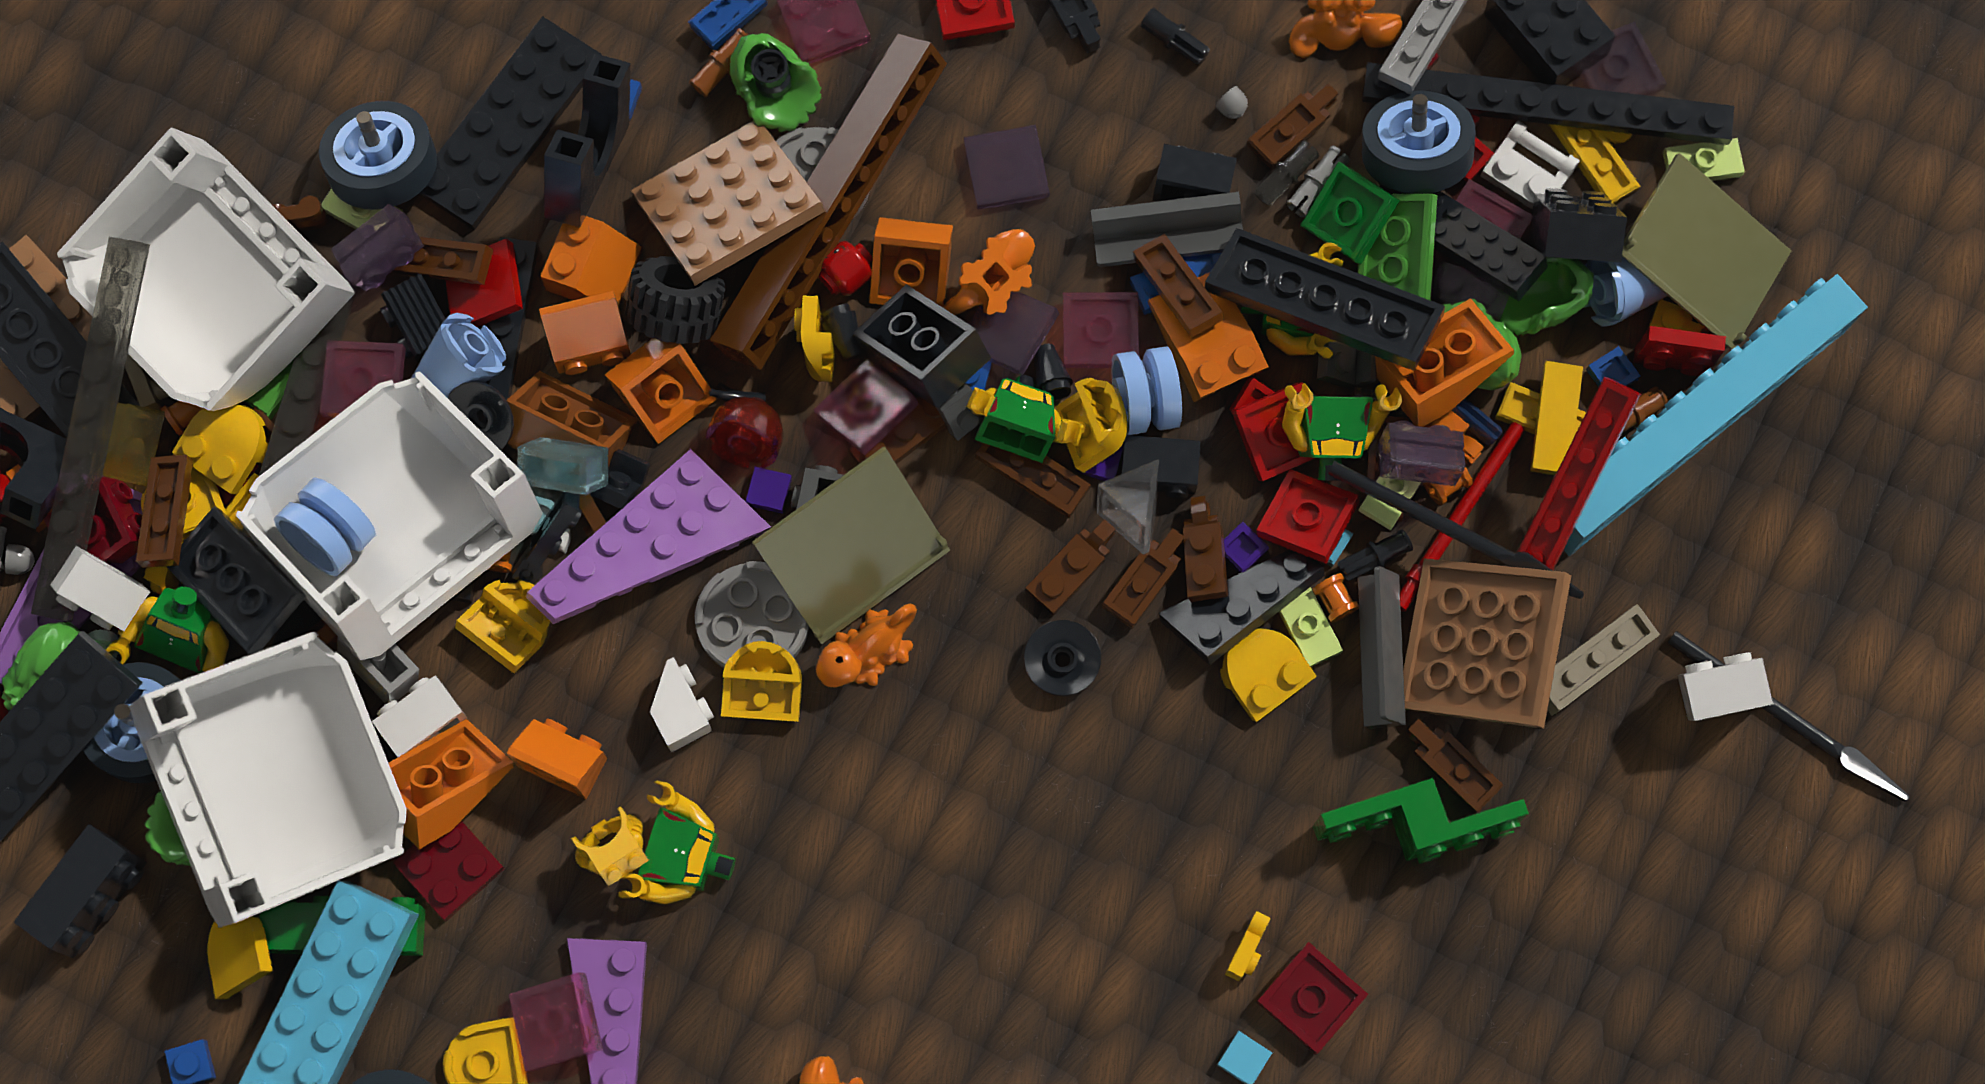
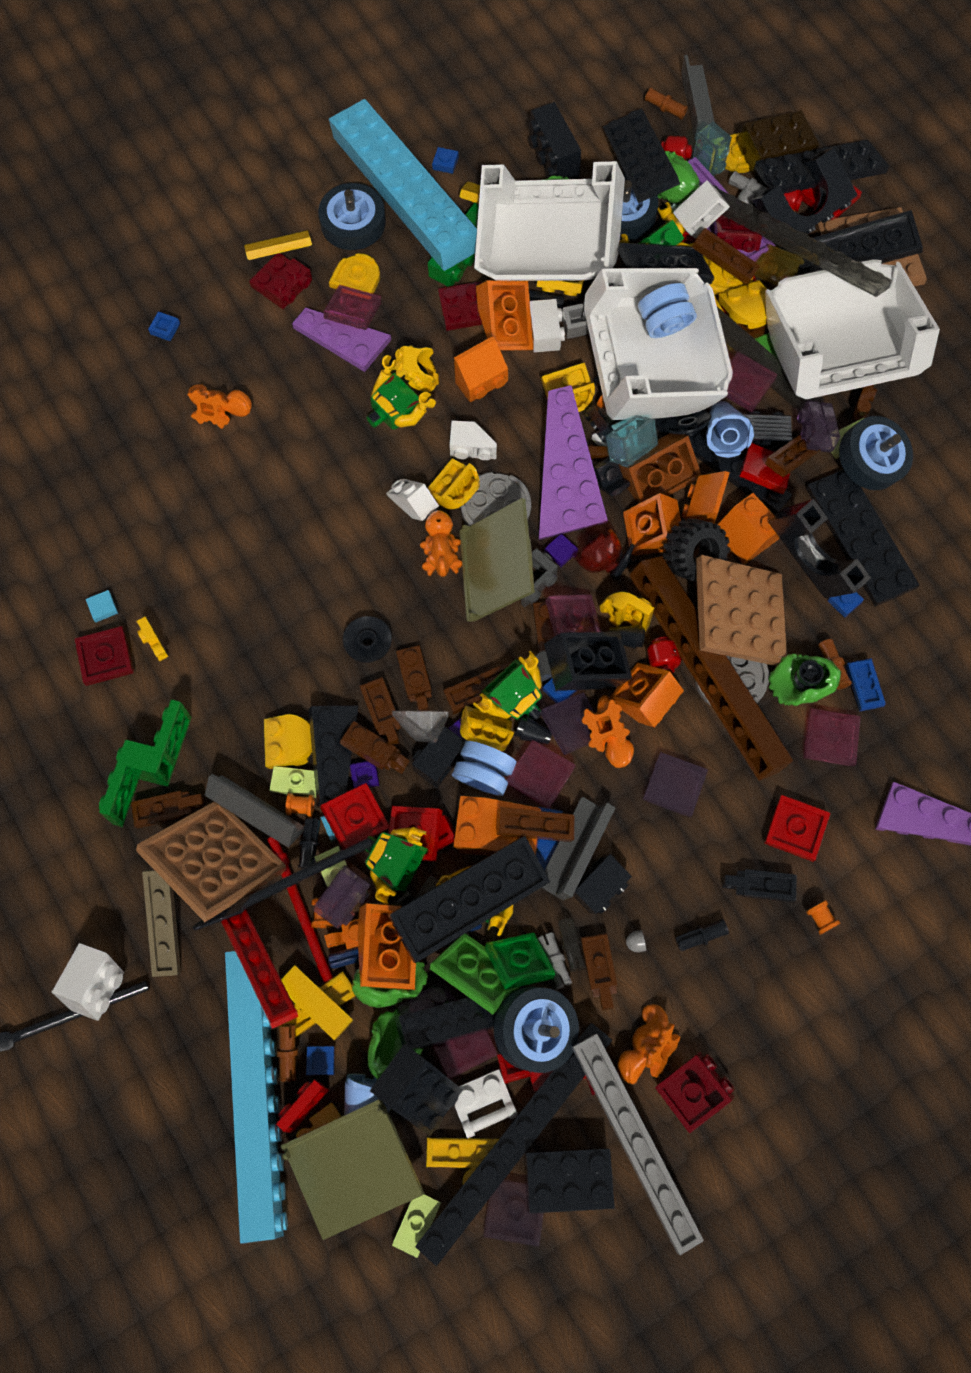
camera: 125 degrees right, 5 degrees down
(817, 732) = (413, 498): none -> white slope

